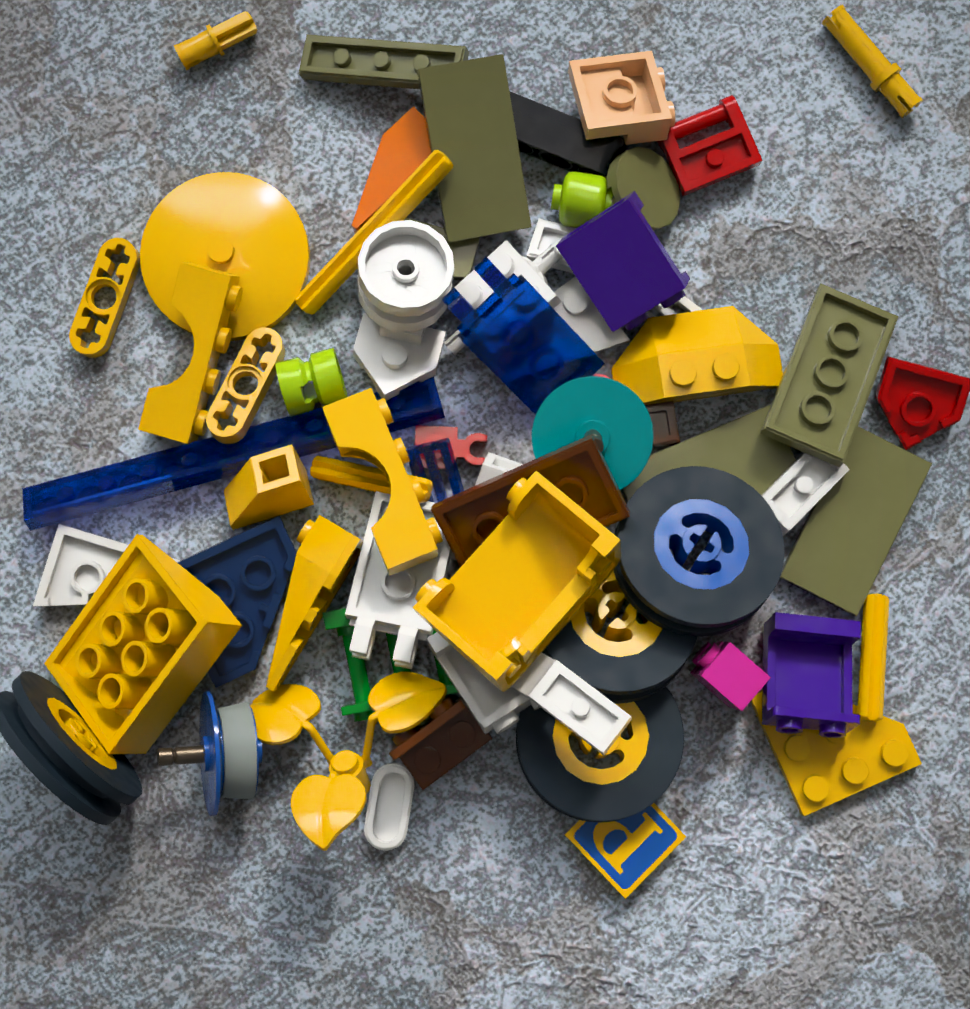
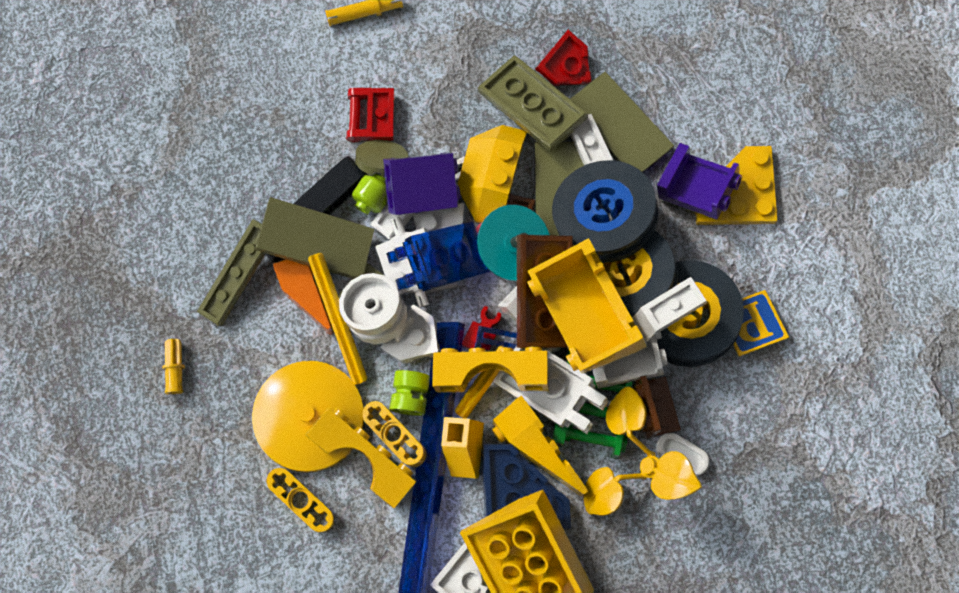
camera: 70 degrees left, 10 degrees down
(226, 752) = (614, 536): piece -> none
(622, 97) = (323, 146): light nougat plate -> none
(728, 674) = (683, 224): dark pink brick -> none
(873, 657) = (702, 146): yellow axle -> none

